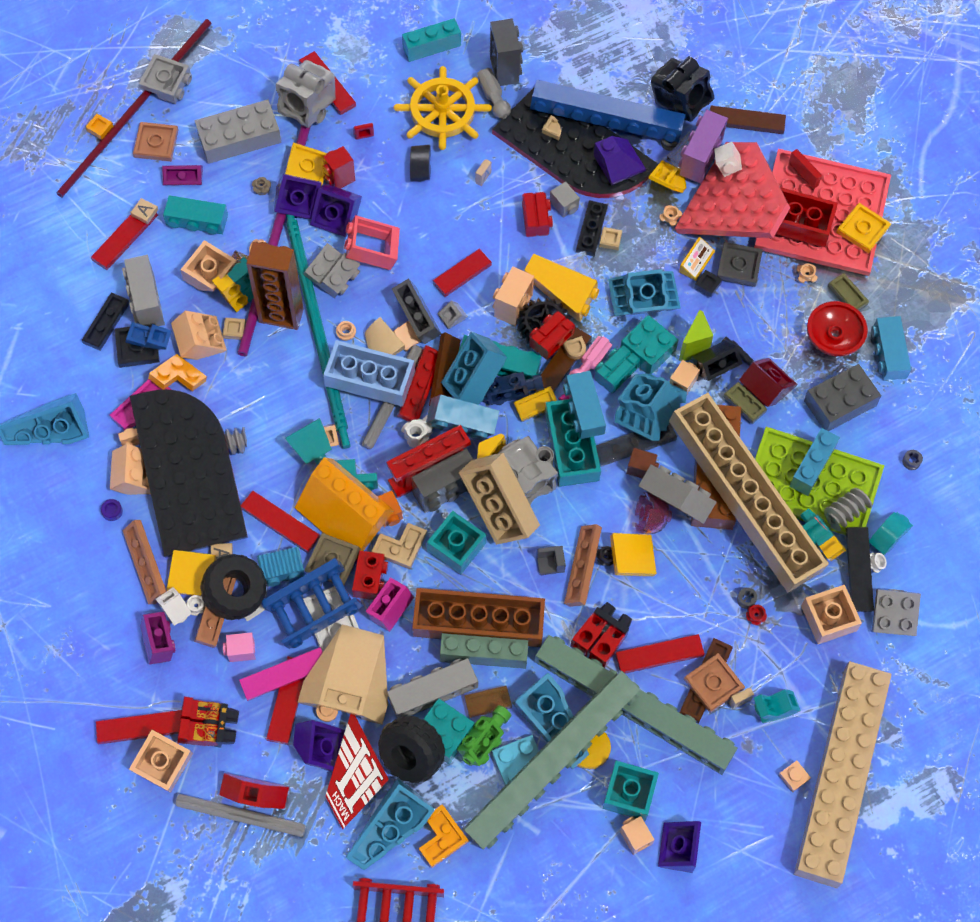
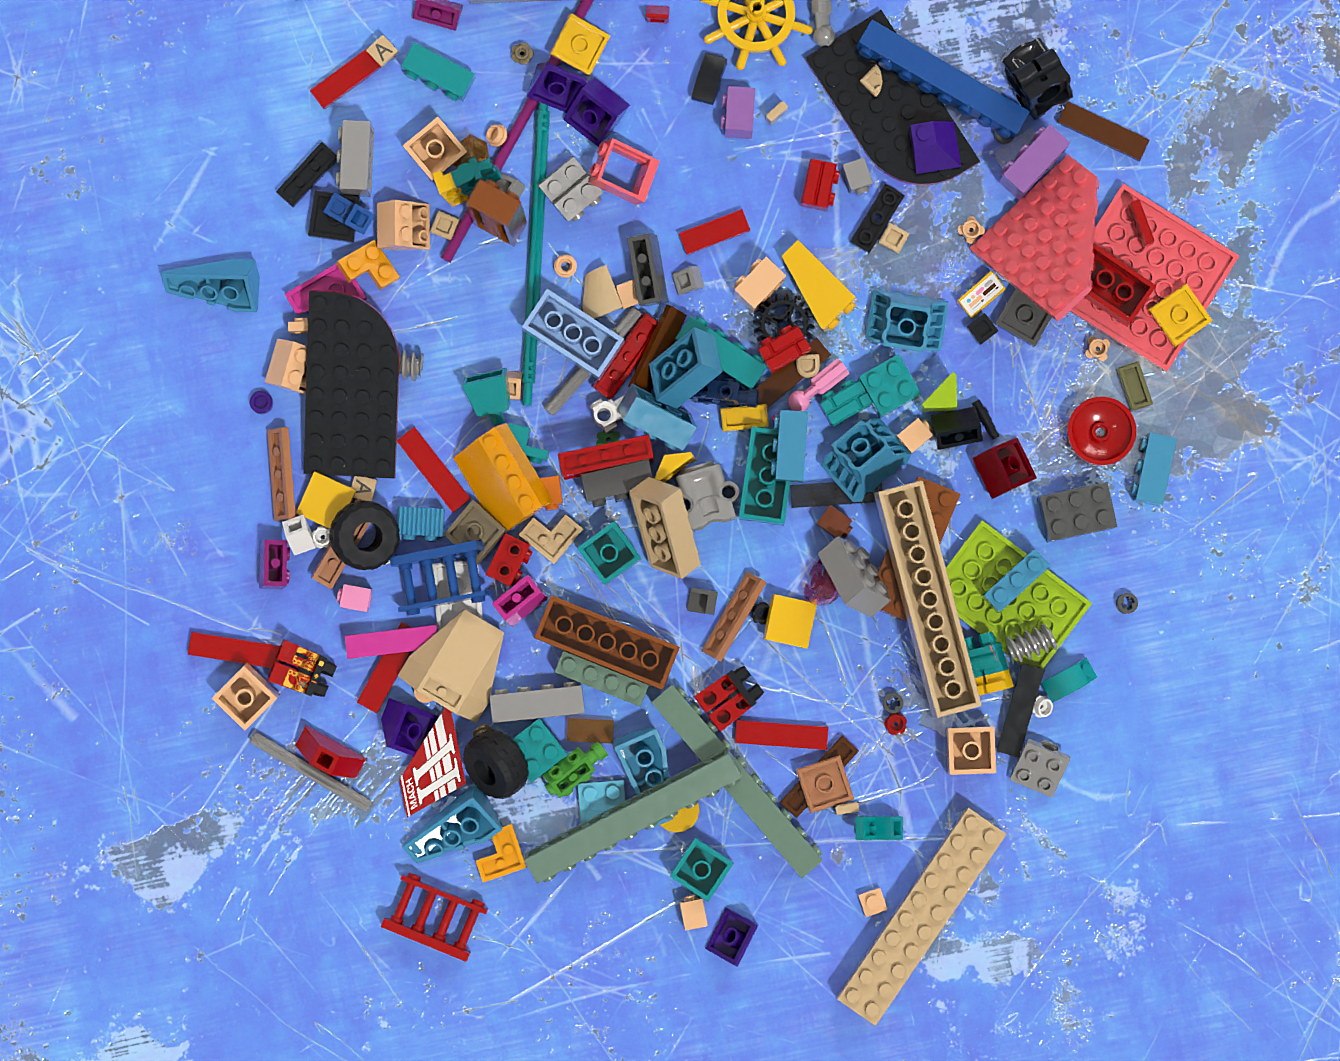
camera: 20 degrees right, 20 degrees up
(339, 168) = (612, 63): red brick -> none
(453, 178) = (739, 112): none -> medium lavender brick
(668, 176) = (984, 183): yellow slope -> none
(728, 159) = (1054, 191): white brick -> none
(750, 407) = (970, 484): olive plate -> none

